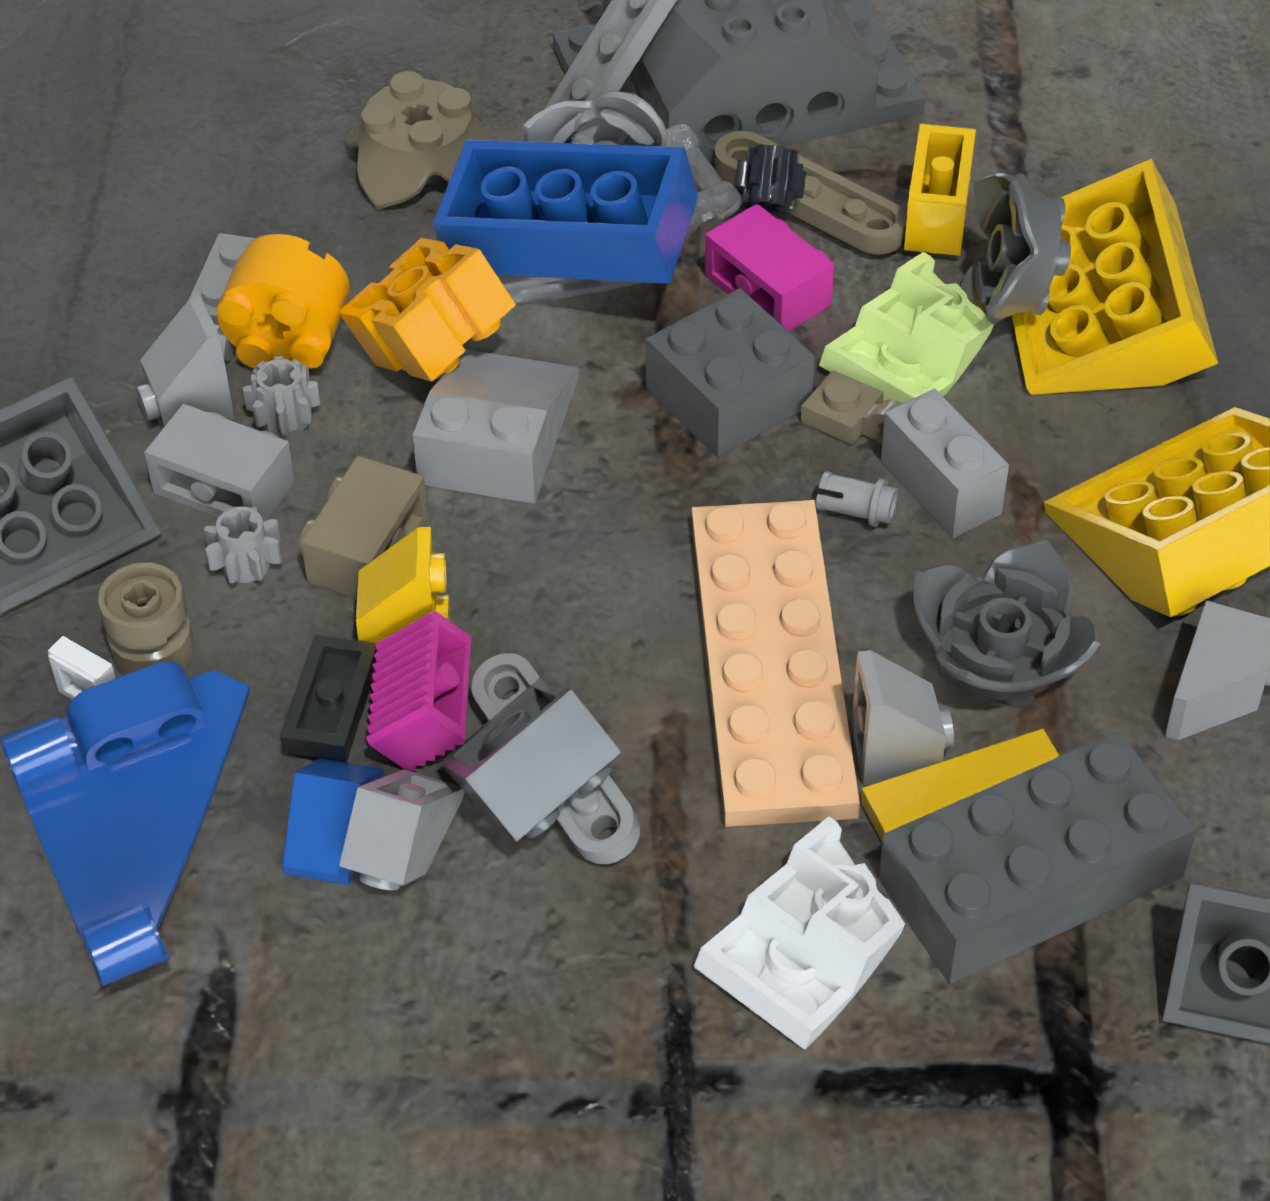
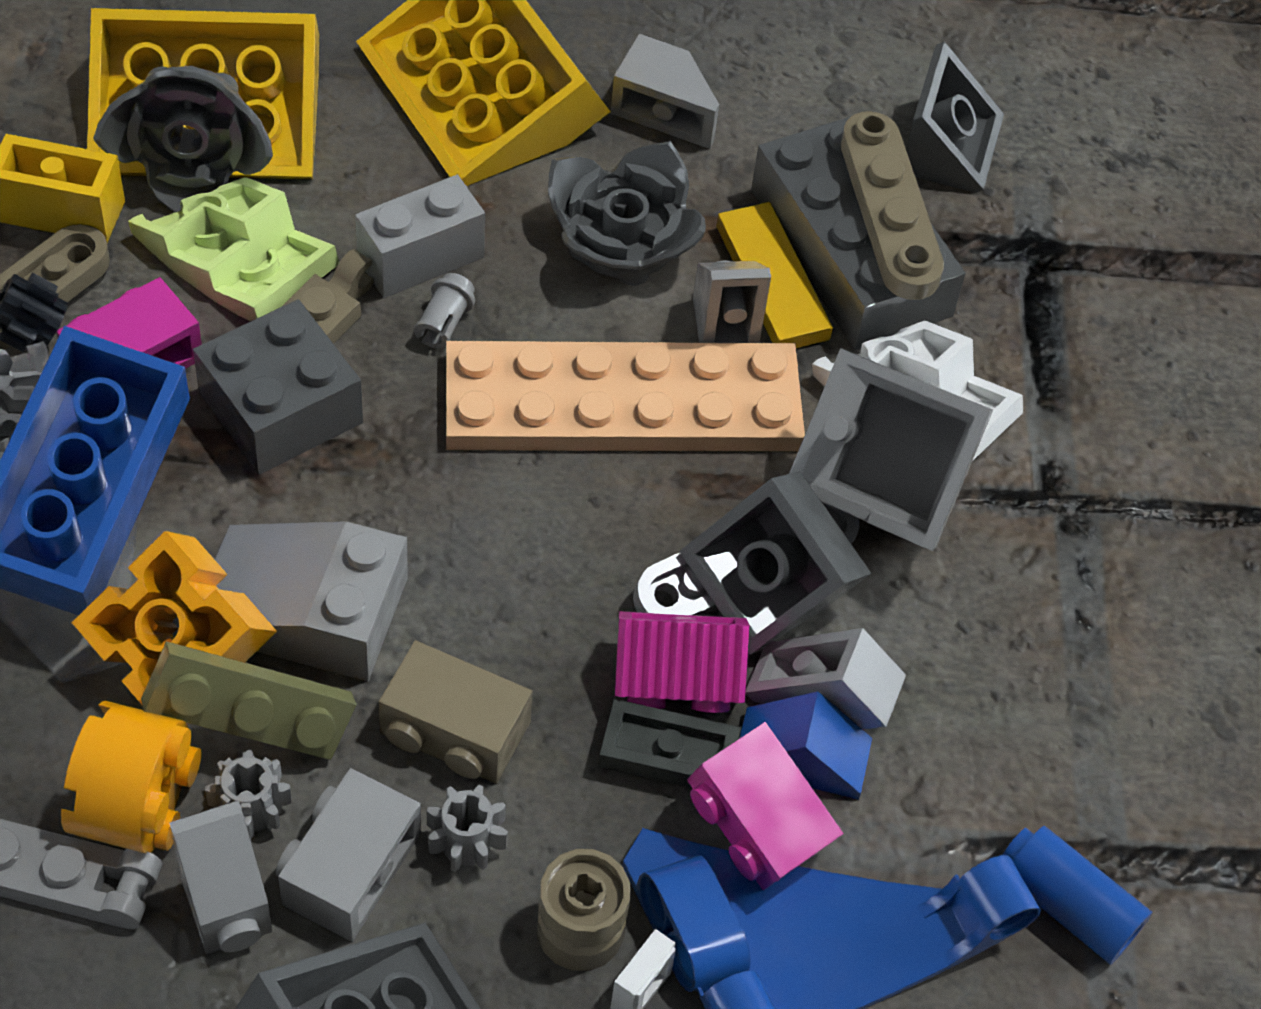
camera: 95 degrees left, 5 degrees up
(145, 1043) = (1077, 893): none -> blue brick
(239, 750) = (762, 807): none -> brick
(350, 365) = (248, 701): none -> olive plate
(401, 587) = (574, 665): yellow slope -> none
(664, 854) = (890, 448): none -> light grey piece
(1030, 843) = (892, 205): none -> dark tan plate

